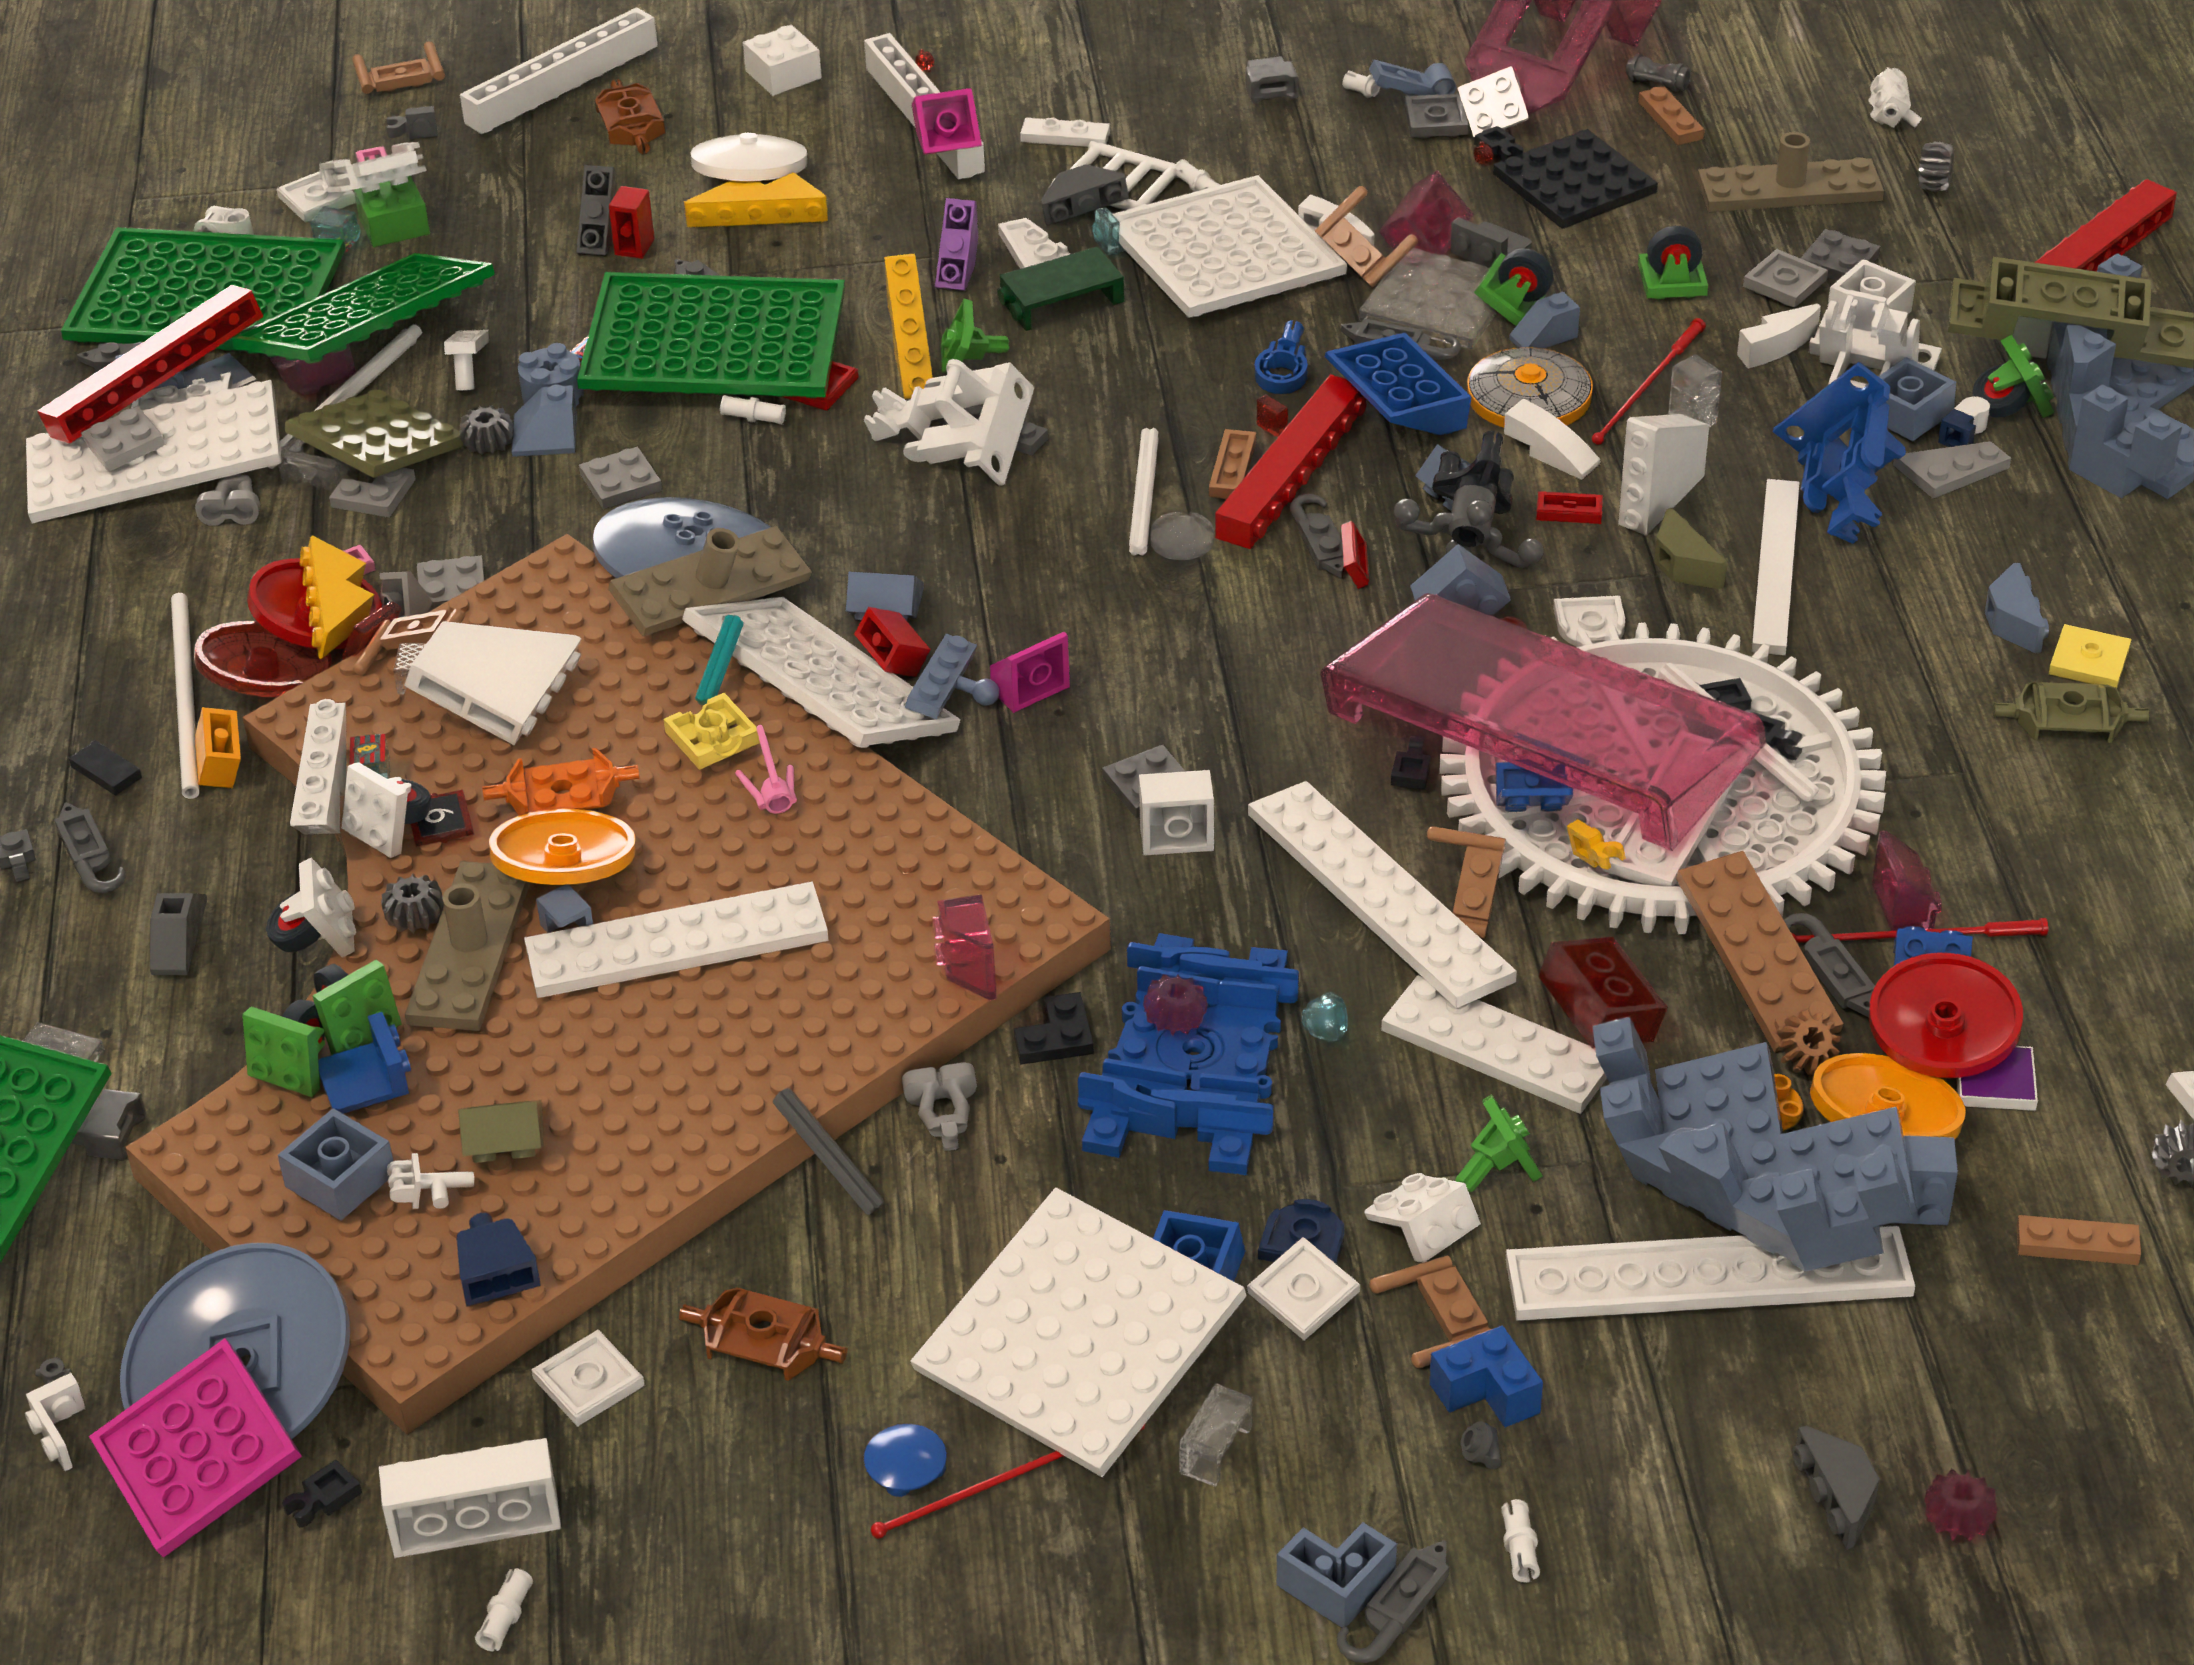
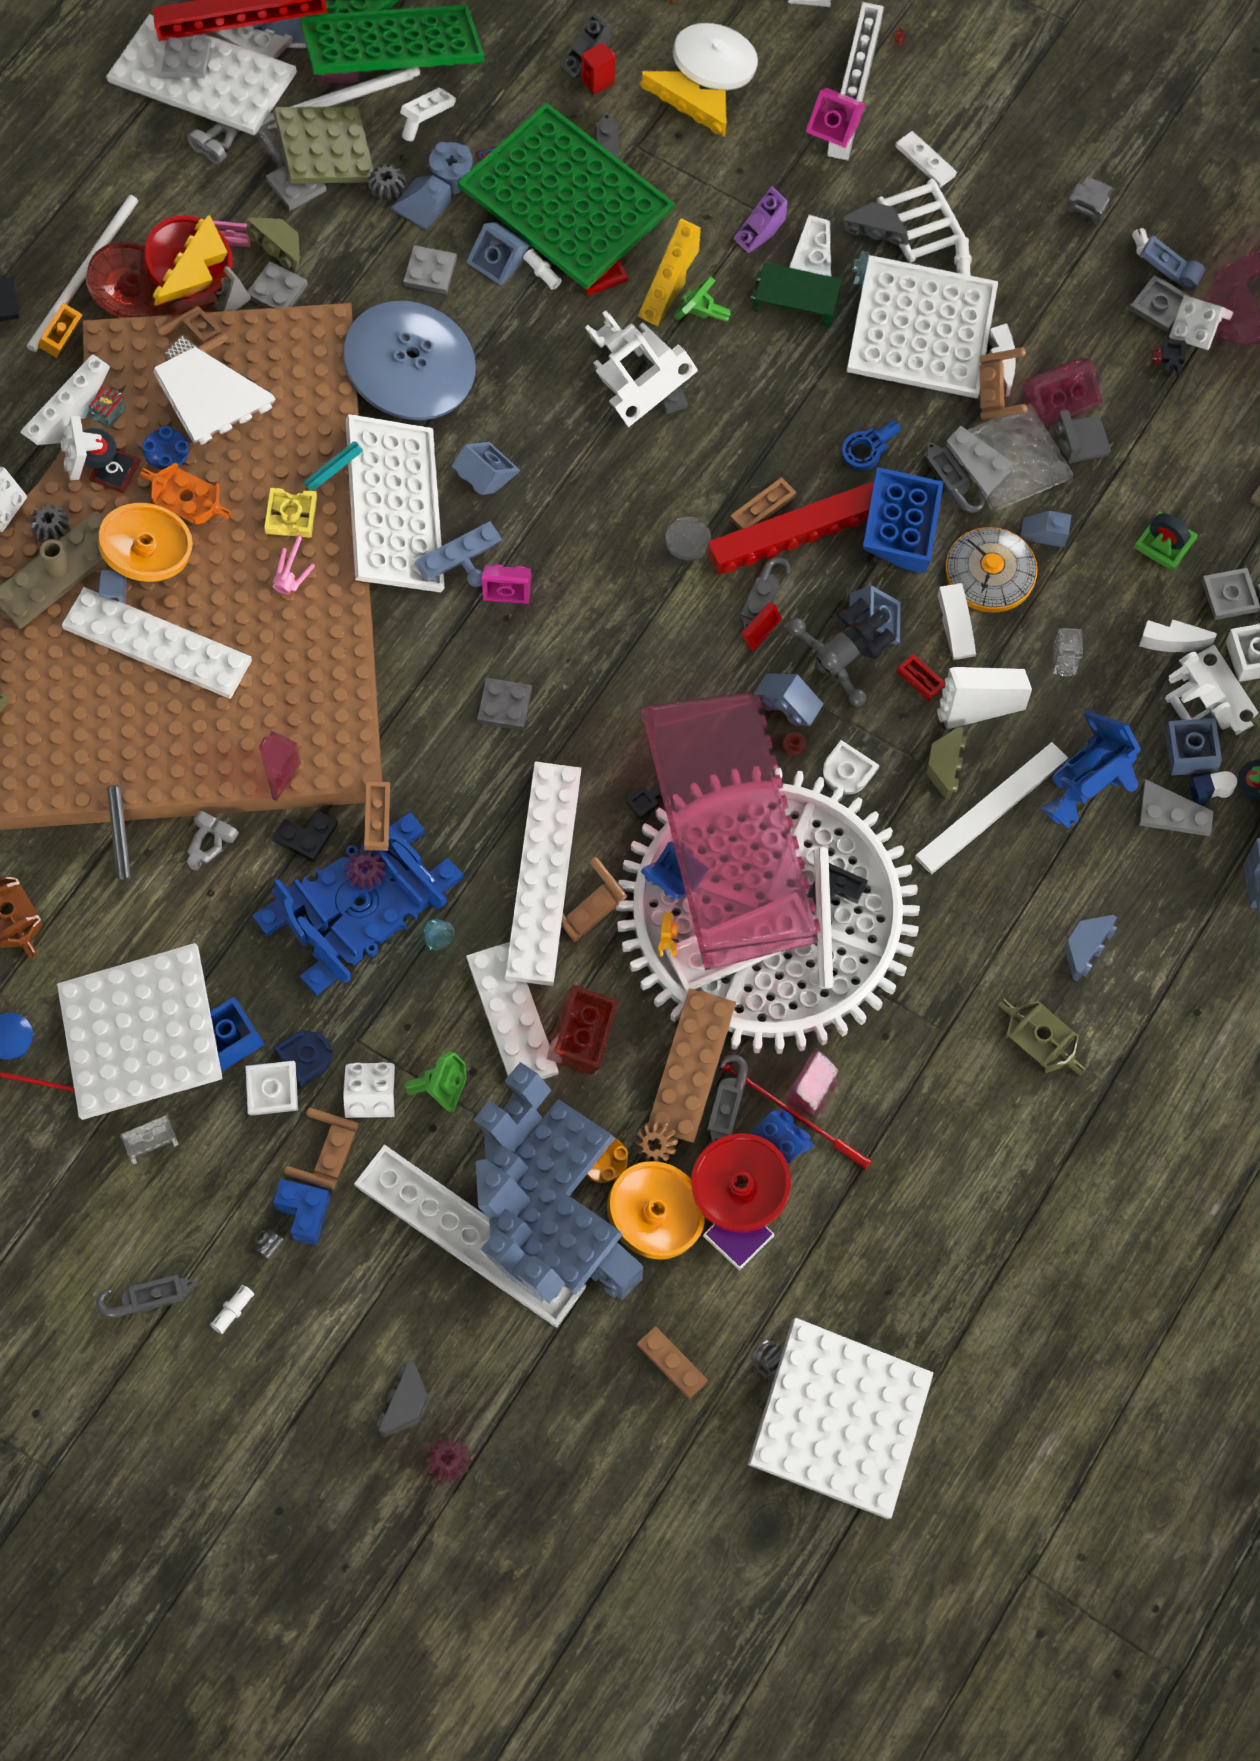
camera: 35 degrees right, 25 degrees up
(408, 537) = (276, 239): none -> olive slope
(485, 760) = (165, 448): none -> blue dish
(686, 419) = (497, 252): none -> sand blue slope
(721, 573) = (362, 394): dark tan plate -> none
(892, 642) = (455, 507): red brick -> none
(1137, 937) = (377, 816): none -> medium nougat plate
(1143, 492) = (697, 489): white axle -> none
(1176, 812) = (484, 742): white brick -> none
(1271, 415) = (817, 485): clear red plate -> none
(1340, 1579) = (124, 1265): sand blue brick -> none
(1424, 306) = (980, 460): none -> light grey wing
(1516, 283) = (1050, 487): plate -> none
(1575, 178) = (1193, 417): black plate -> none
(1696, 327) = (1110, 601): red piece -> none
(1780, 738) = (844, 929): black plate -> none
(2089, 656) = (1097, 1007): light yellow plate -> none

